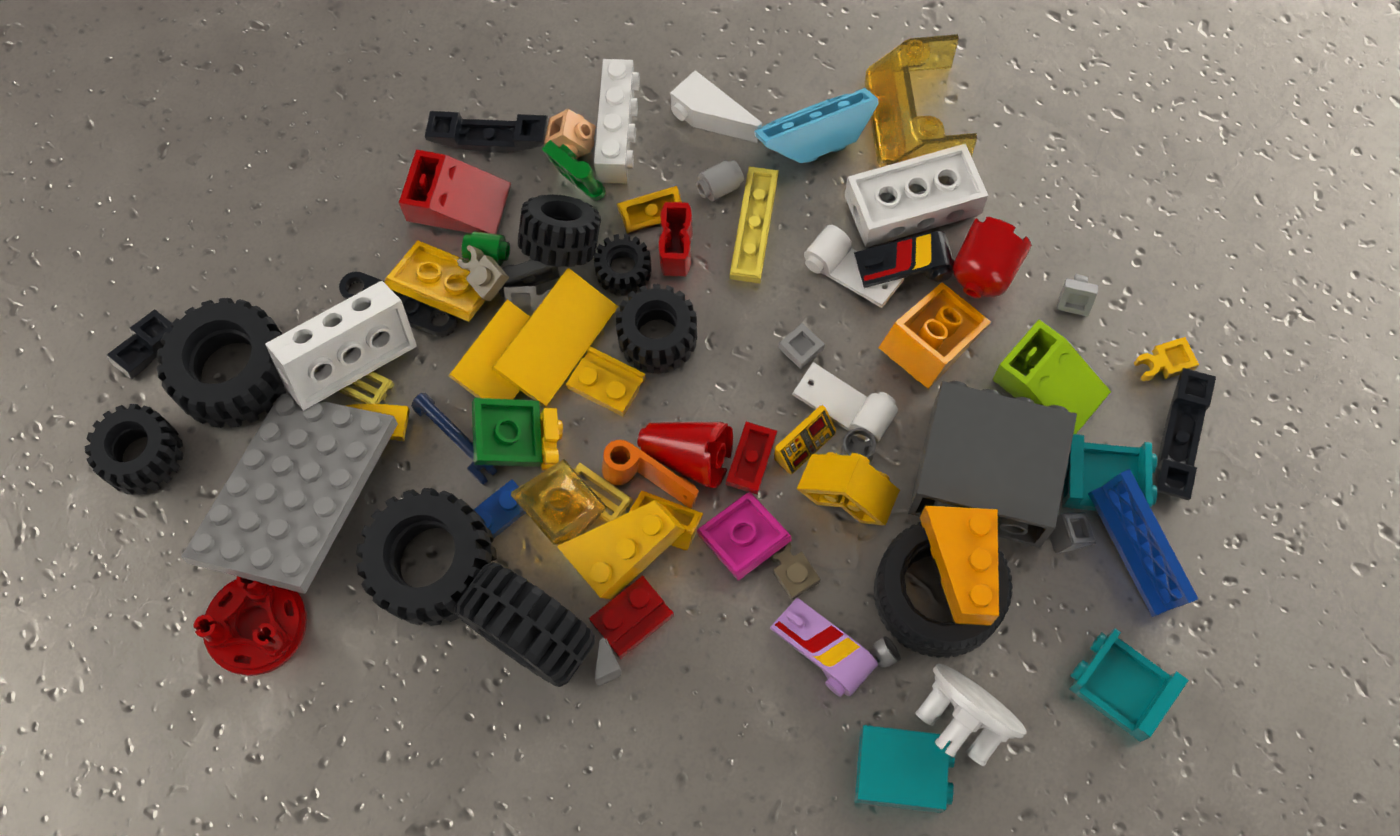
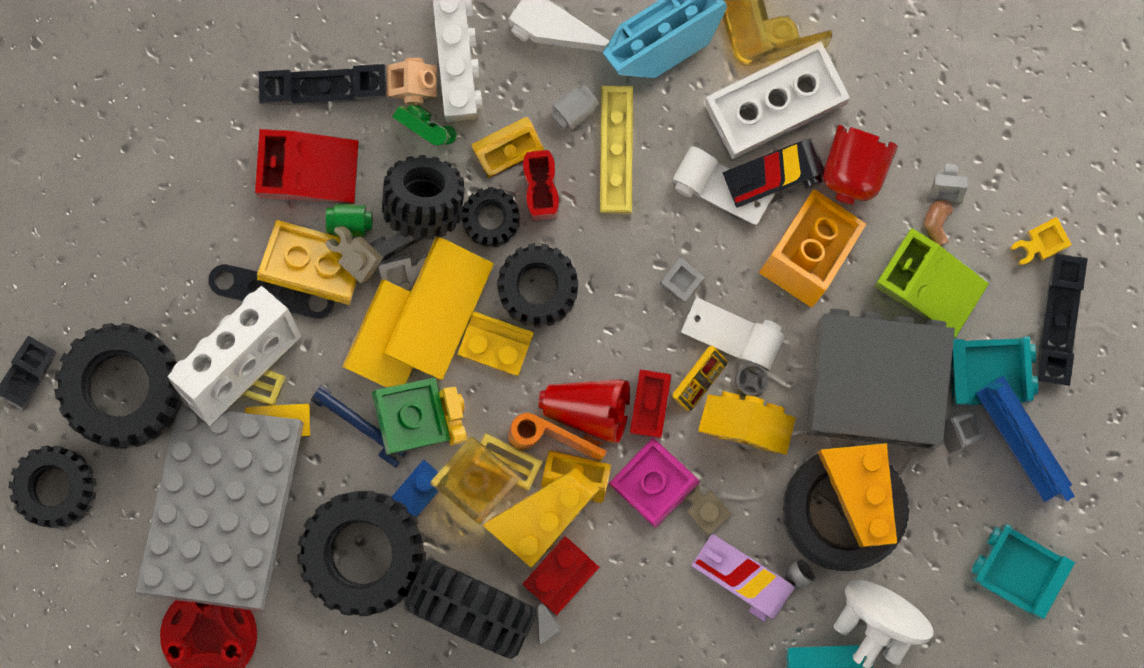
camera: 10 degrees left, 15 degrees up
(1064, 320) = (935, 219): none -> nougat arm

